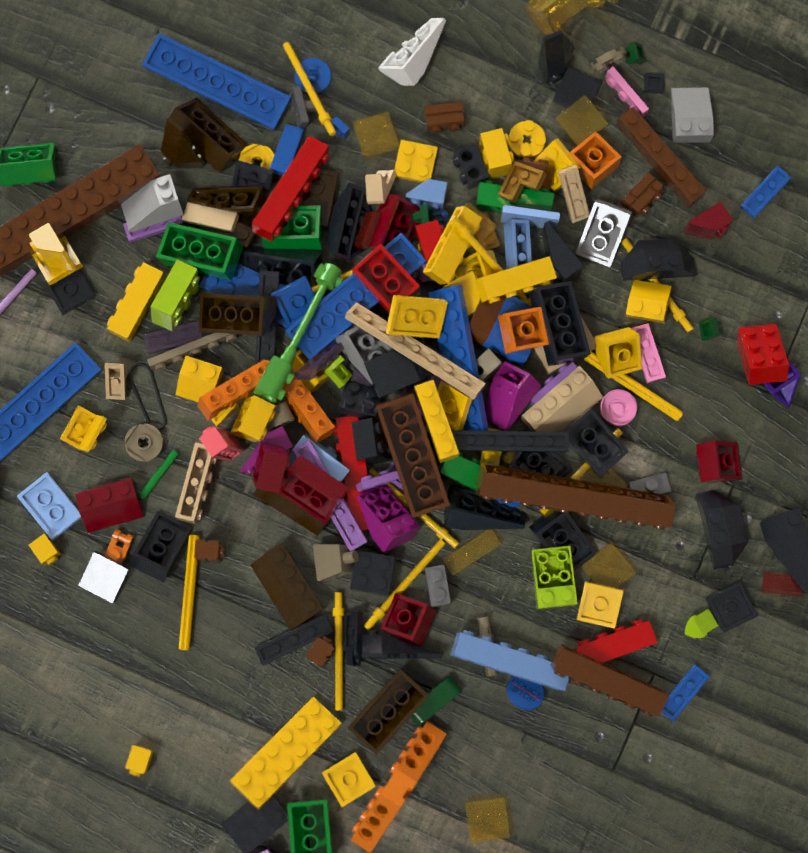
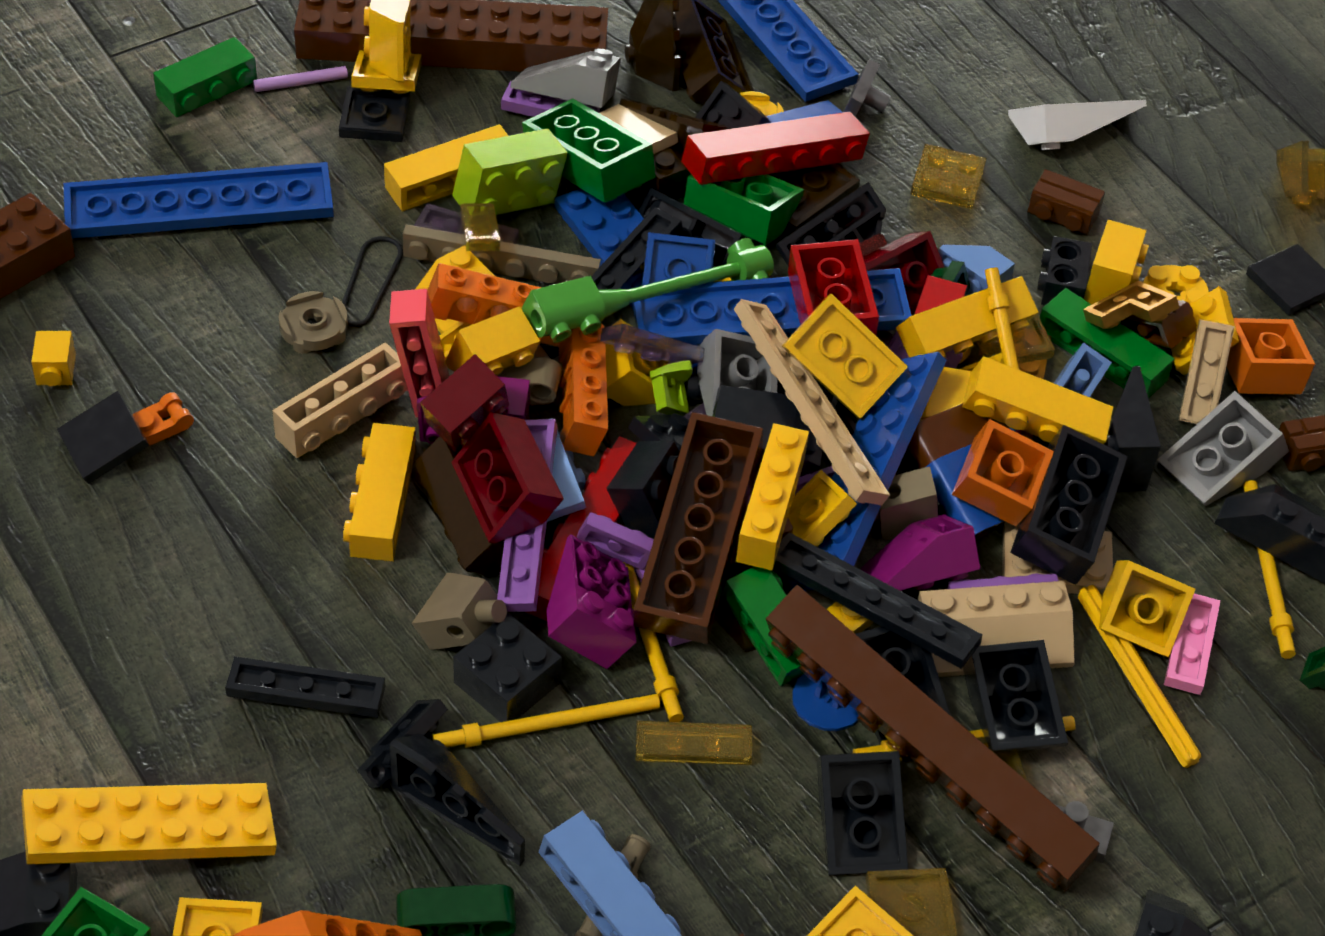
camera: 30 degrees right, 30 degrees down
(49, 506) = (112, 321): light blue tile -> none
(83, 429) = (243, 254): yellow bracket -> none
(109, 505) = (195, 359): dark red slope -> none
(115, 381) = (342, 223): tan slope -> none
(157, 476) = (298, 371): green bar -> none
(160, 546) = (216, 449): black slope -> none
(186, 340) = (480, 227): none -> clear yellow plate
(188, 596) = (204, 534): yellow axle -> none
(209, 551) = (281, 486): reddish brown brick -> none
(236, 314) = (583, 227): dark brown slope -> none
(249, 516) = (381, 492): none -> yellow brick
(286, 587) = (360, 606): dark brown slope -> none
(317, 73) = (907, 78): blue piece -> none
(321, 651) = (332, 716): reddish brown brick -> none
(324, 116) = (888, 108): yellow bar -> none
(338, 612) = (406, 696): yellow bar -> none
(340, 128) = (901, 139): blue plate -> none
(379, 186) = (907, 215): tan slope -> none
(388, 712) = (365, 863): dark brown slope -> none
(408, 619) = (515, 765): dark red slope -> none
(415, 161) = (984, 225): yellow plate -> none
(437, 586) = (598, 749): flat silver brick -> none
(476, 513) = (729, 676): black wedge -> none
(536, 217) = (1123, 358): light blue tile -> none
(553, 577) = (803, 854): lime slope -> none
(555, 56) = (1292, 198): black wedge -> none
(581, 120) = (1280, 300): clear yellow tile -> none
(618, 407) = (1091, 687): bright pink piece -> none
(648, 301) = (1236, 574): yellow slope -> none
(718, 461) = (1221, 859): dark red slope -> none

